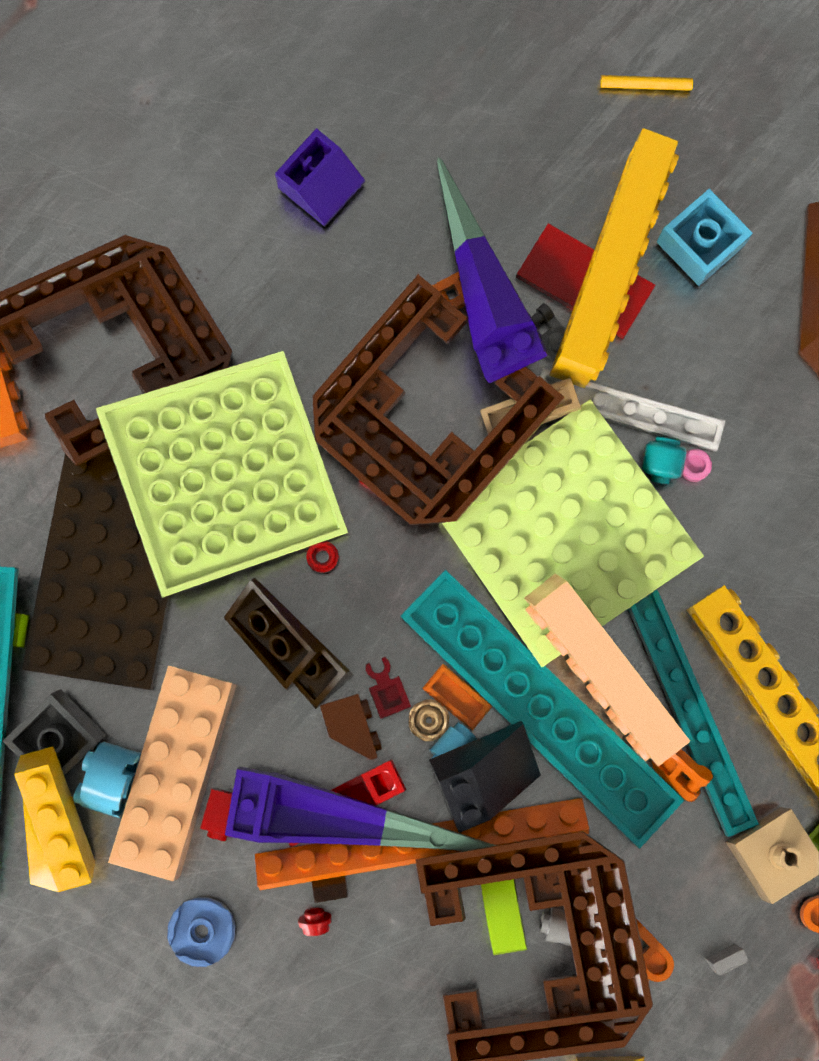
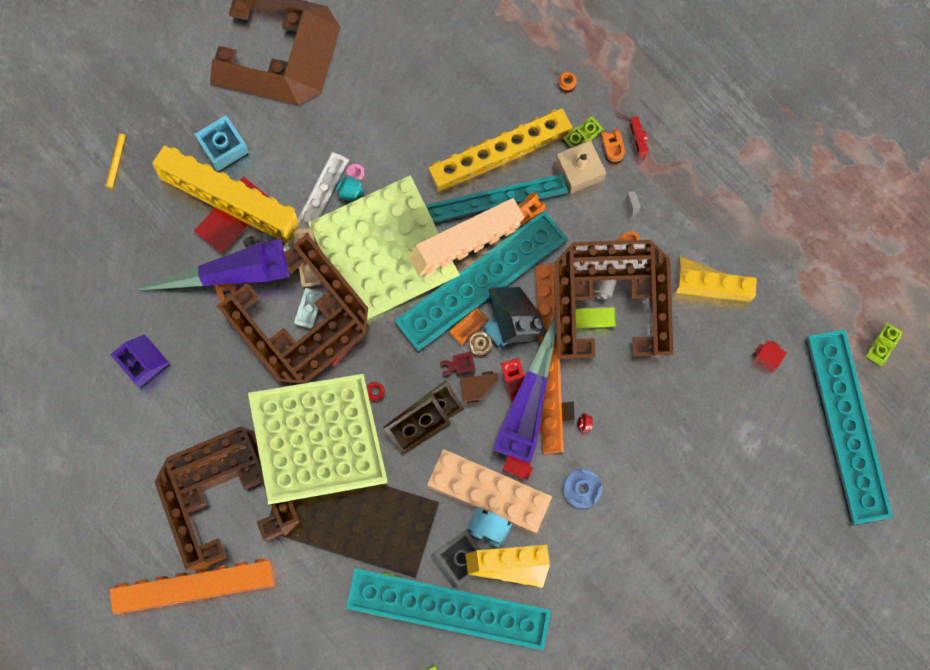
camera: 85 degrees left, 5 degrees down
(436, 424) = (308, 310): none -> light aqua plate

